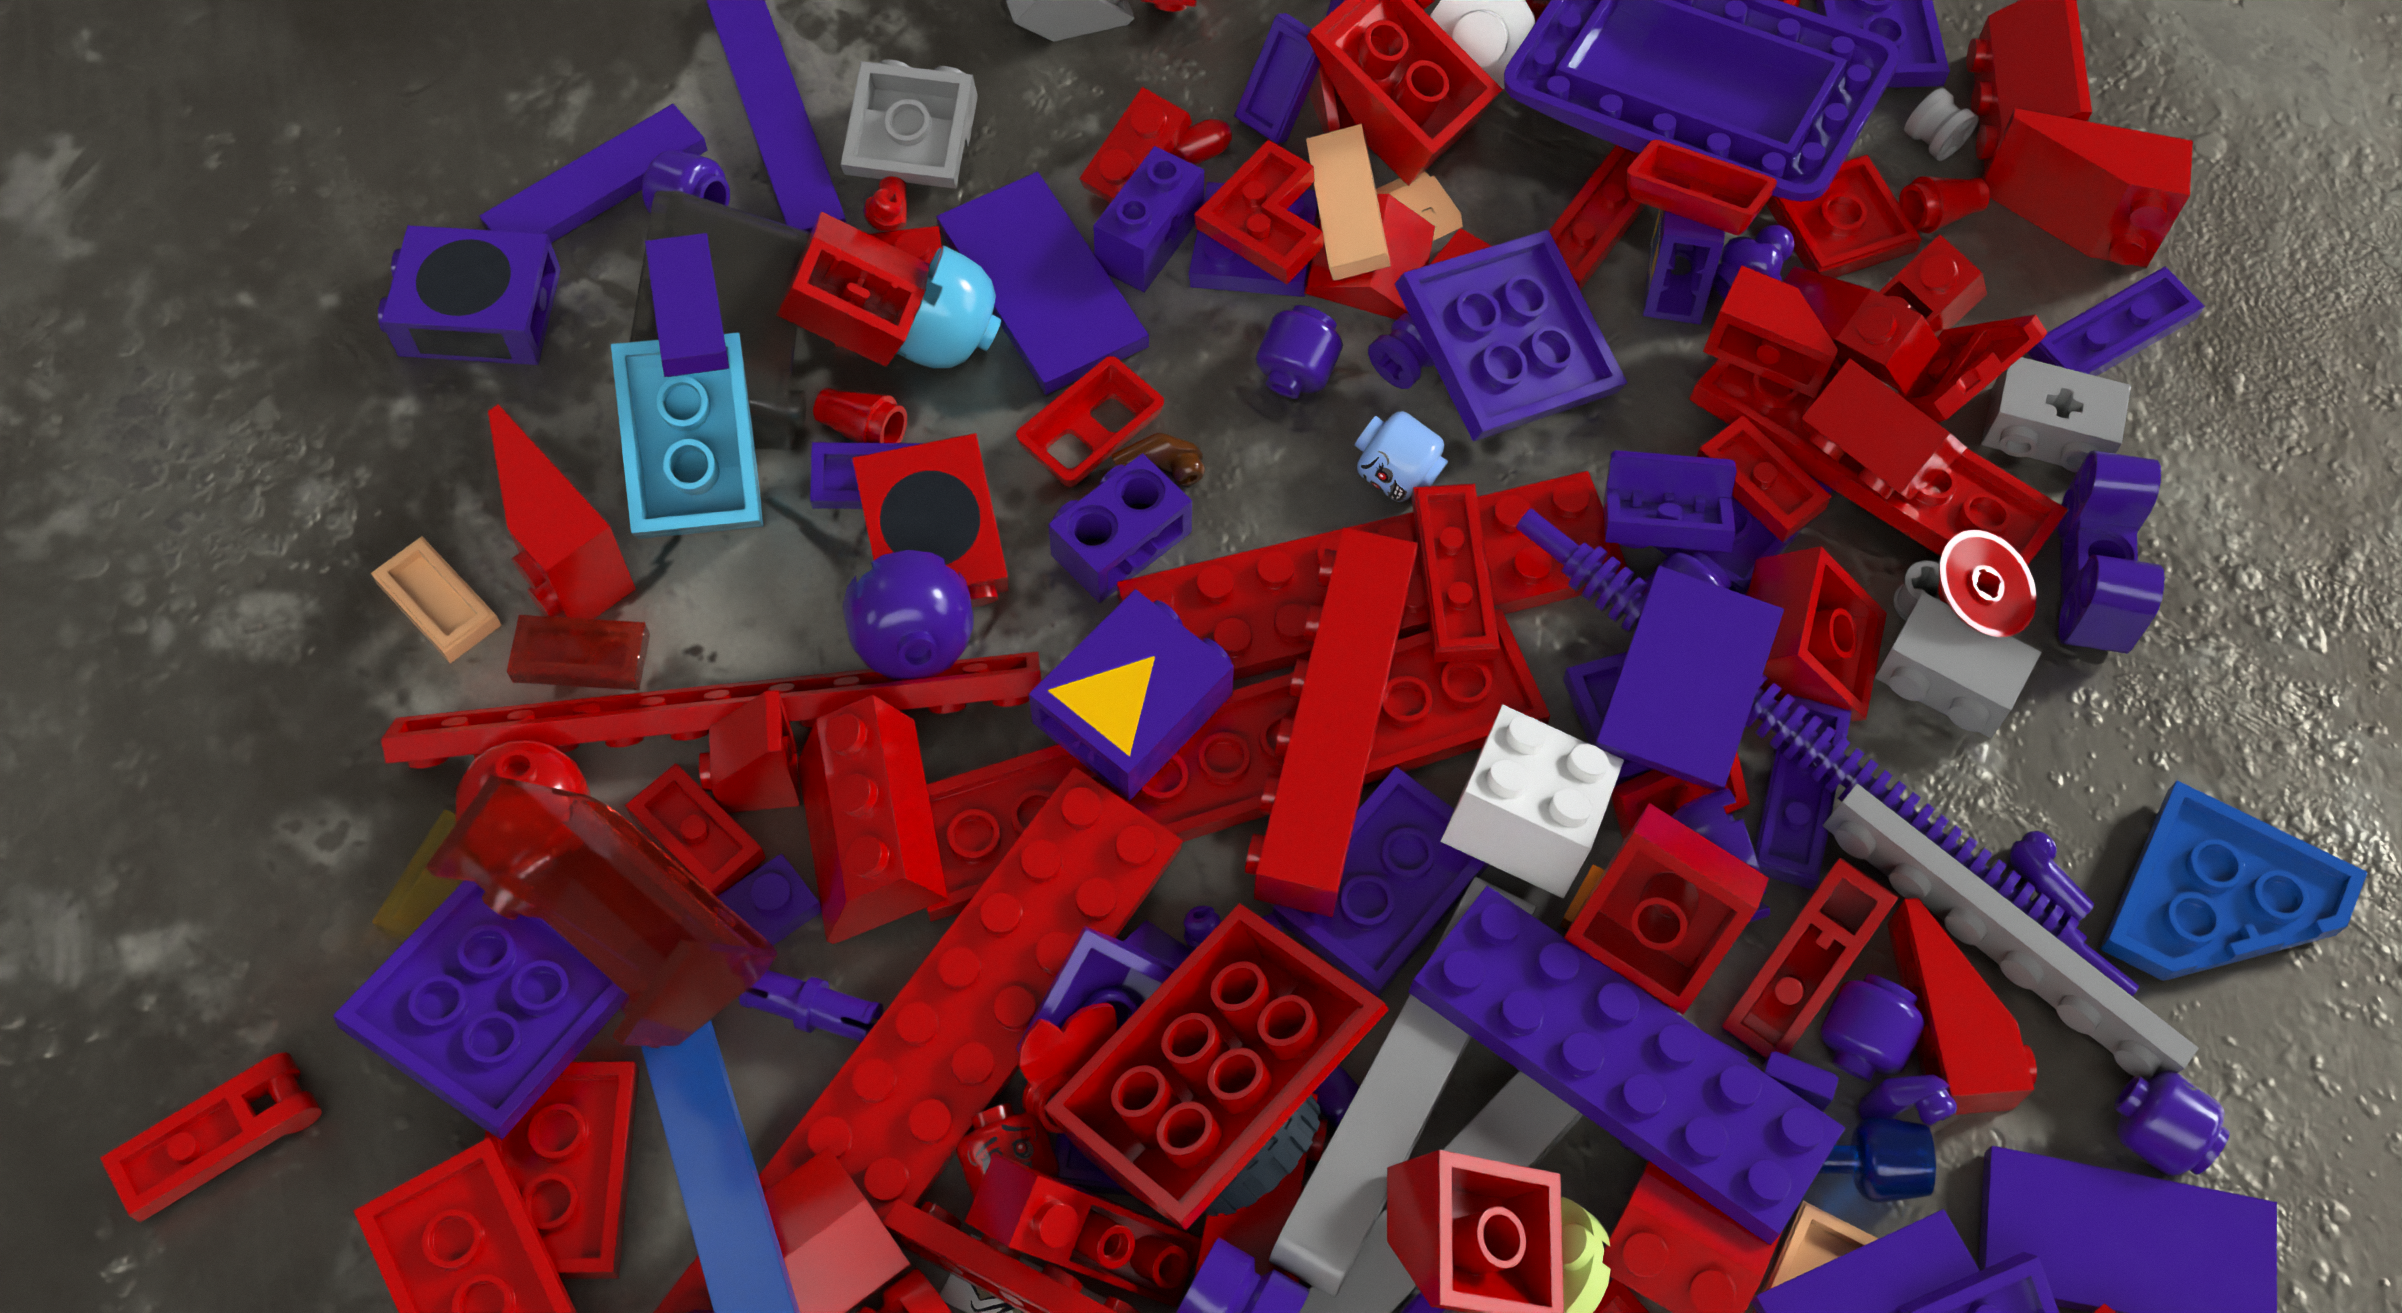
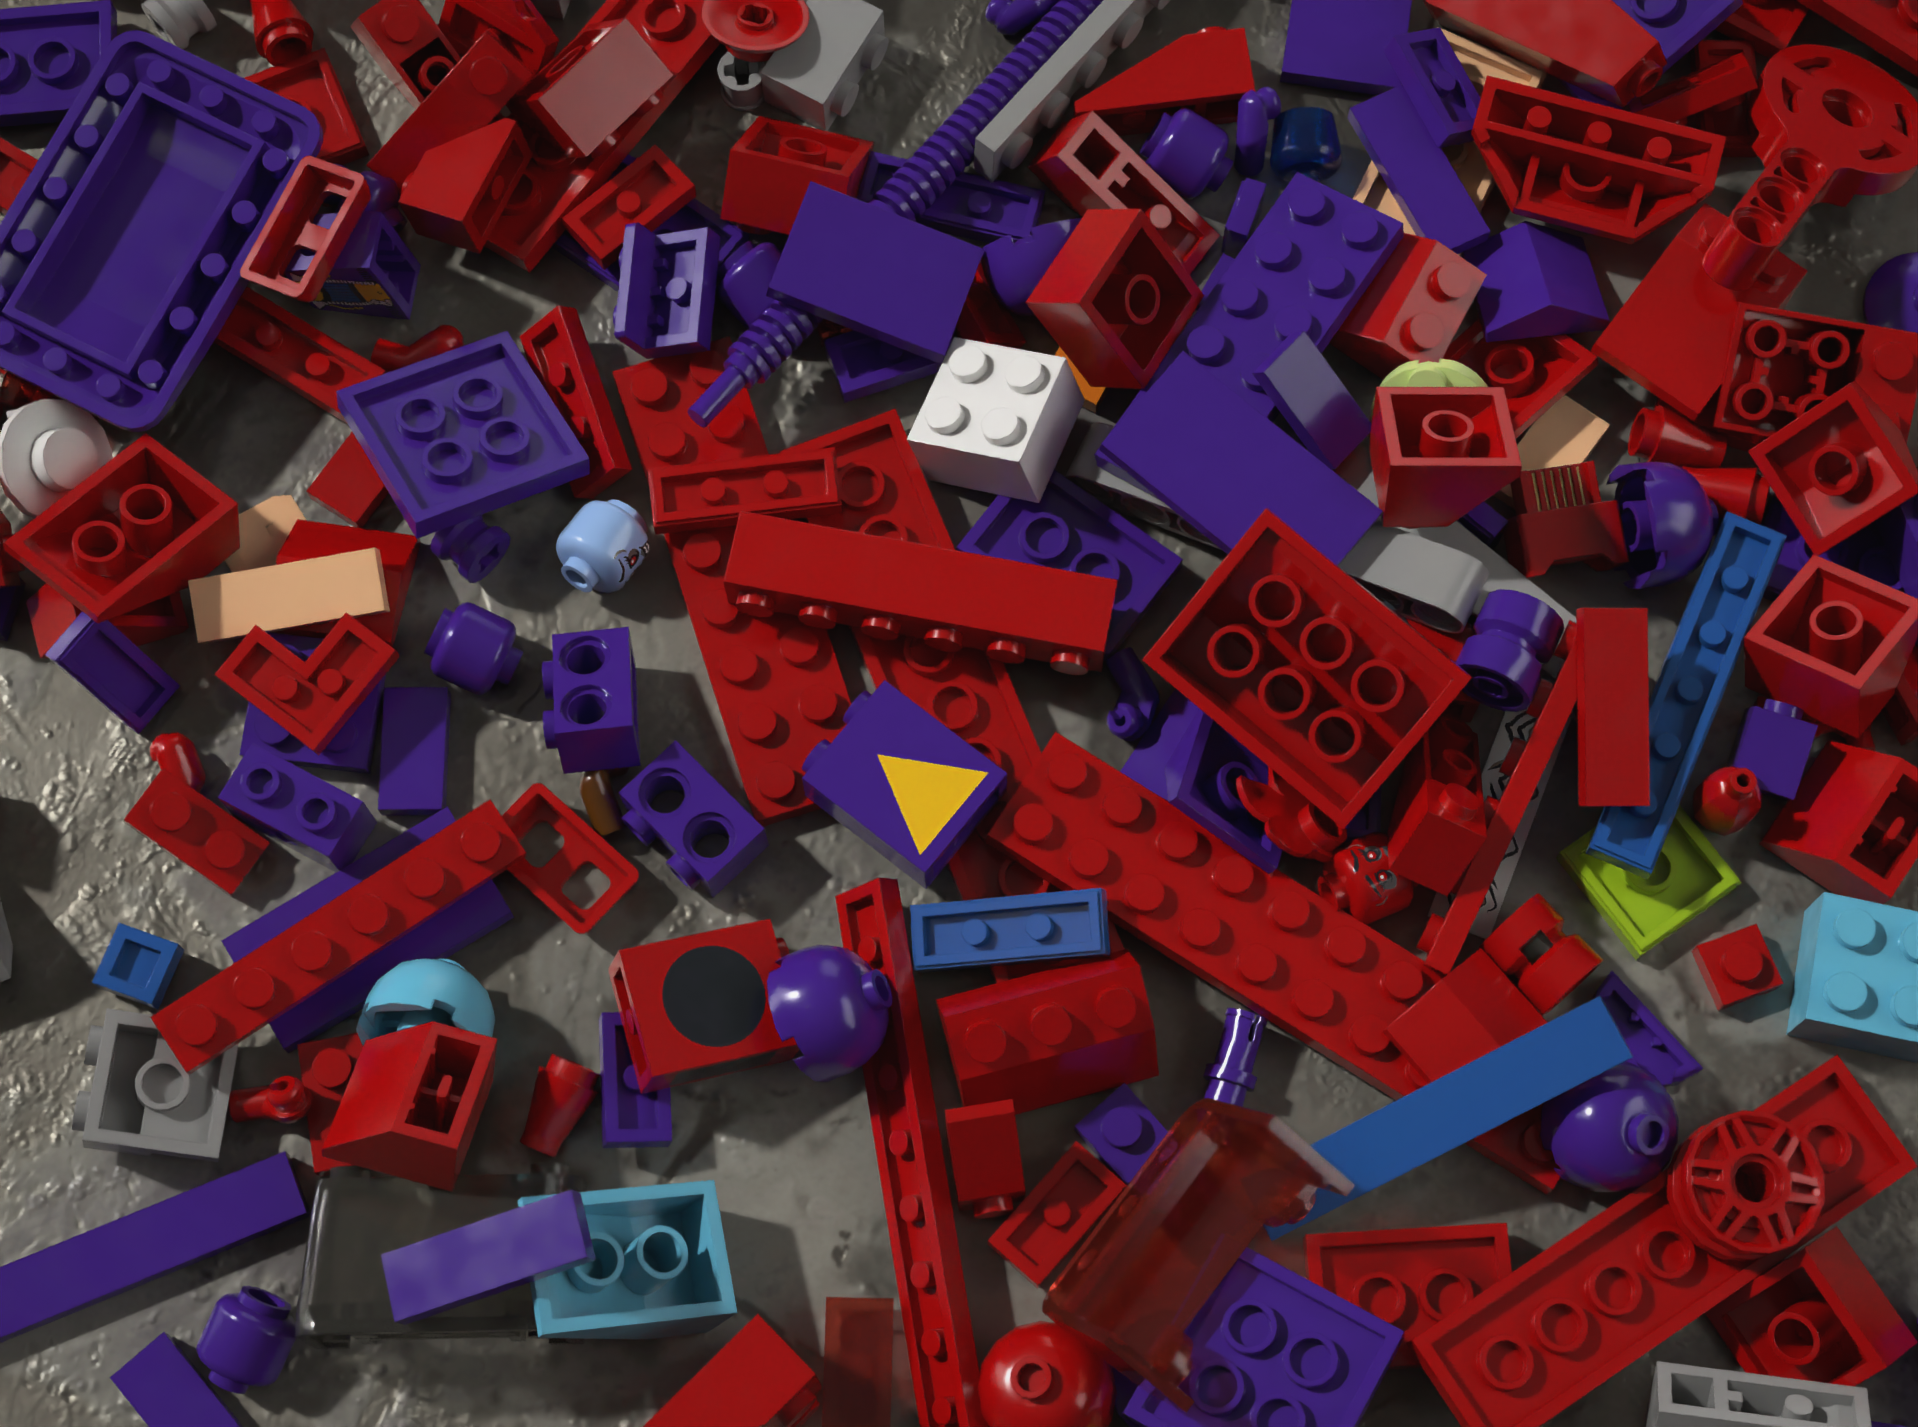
camera: 90 degrees left, 10 degrees up
(975, 791) = (1010, 930): none -> blue tile
(1020, 115) = (138, 966): none -> blue plate
(1026, 245) = (338, 937): none -> red plate
(1206, 314) = (414, 750): none -> dark purple tile
(1239, 440) = (593, 700): none -> dark purple brick
(1454, 1007) = (1228, 462): none -> dark purple tile
(1550, 1108) = (1313, 399): none -> dark purple tile
(1554, 439) = (567, 370): none -> red plate
(1599, 299) = (394, 356): none -> red arm

